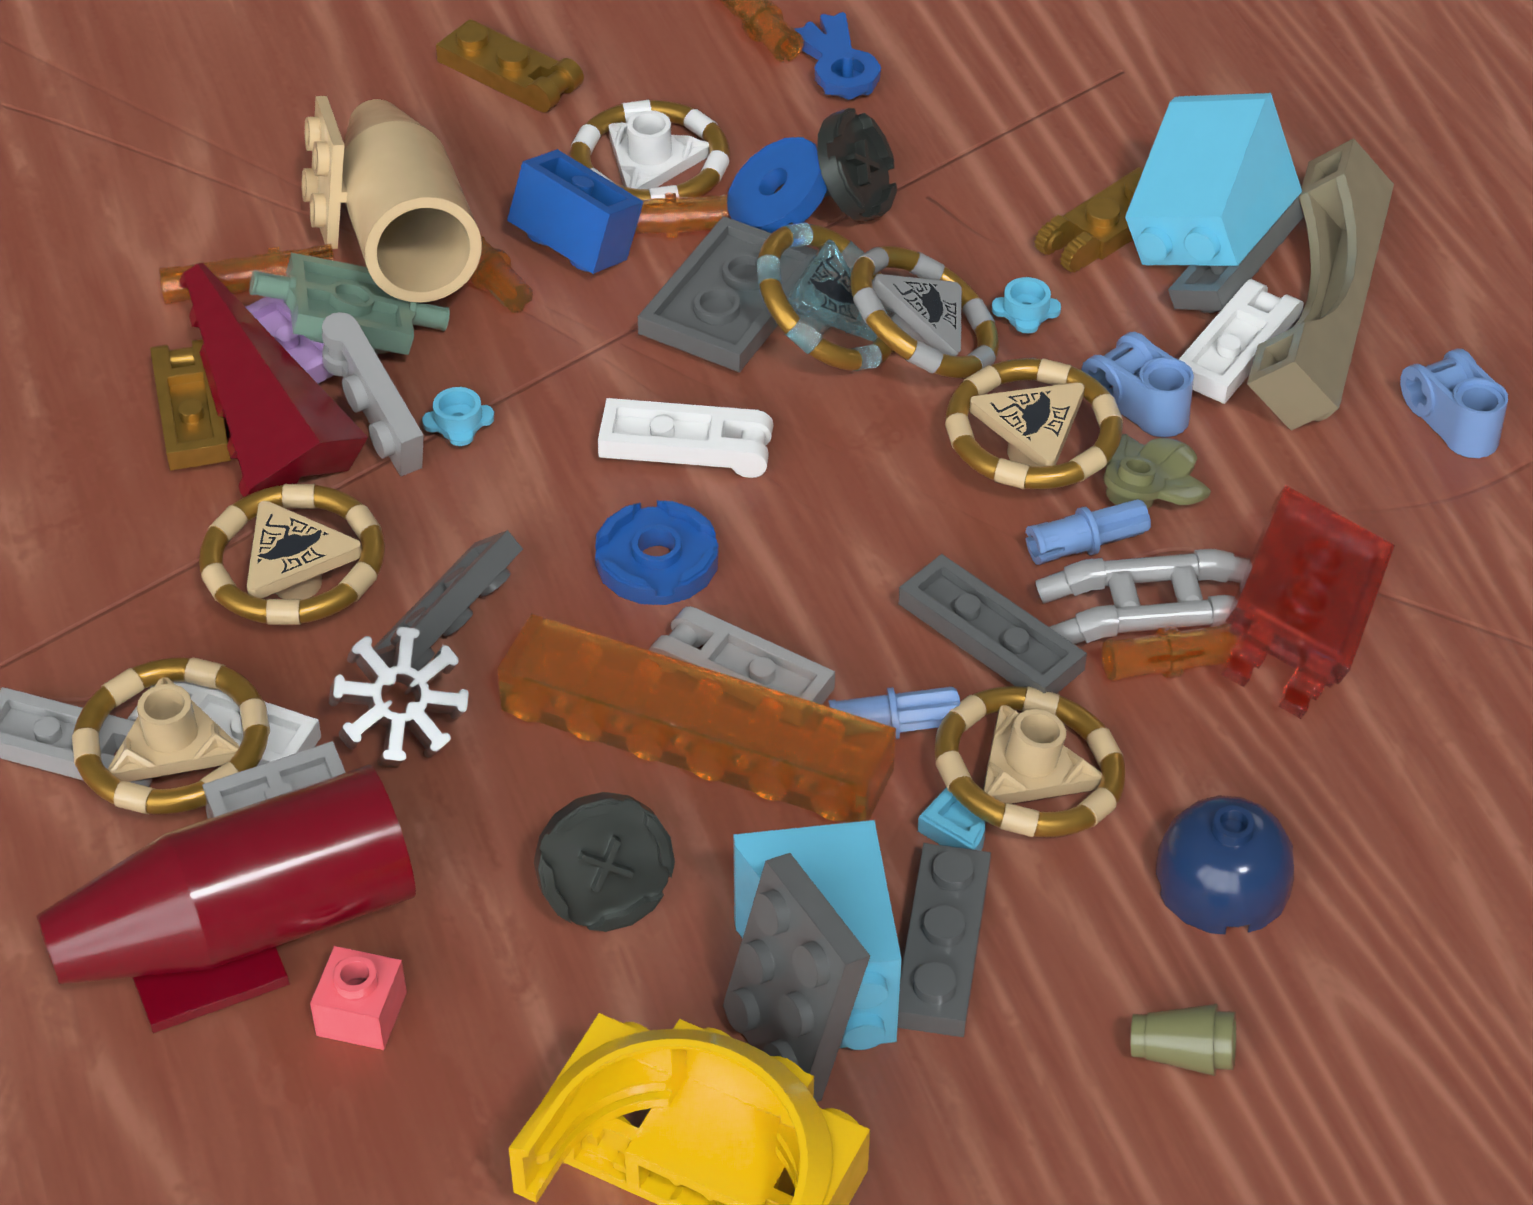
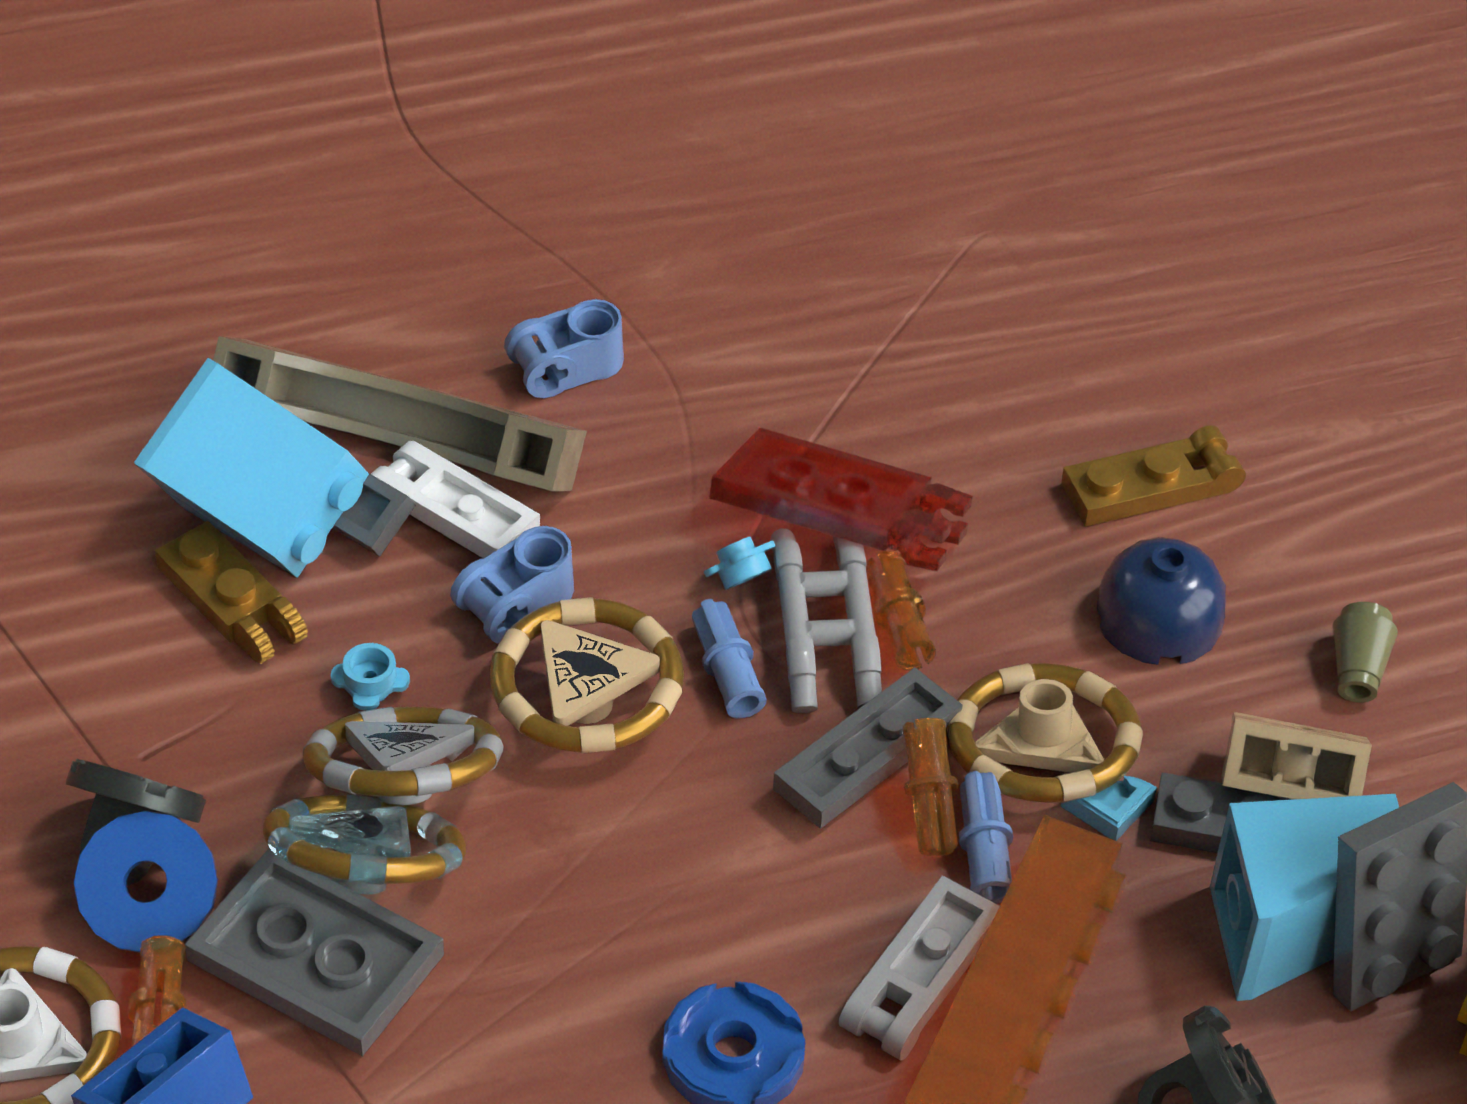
camera: 90 degrees left, 0 degrees up
(686, 435) = (557, 1011): white plate -> none
(941, 663) = (931, 786): none -> clear orange axle
(1001, 946) = (1293, 759): none -> tan brick
(1153, 472) = (654, 591): olive plate -> none
(1202, 529) = (741, 562): none -> medium azure plate
(1416, 872) = (1152, 477): none -> pearl gold plate

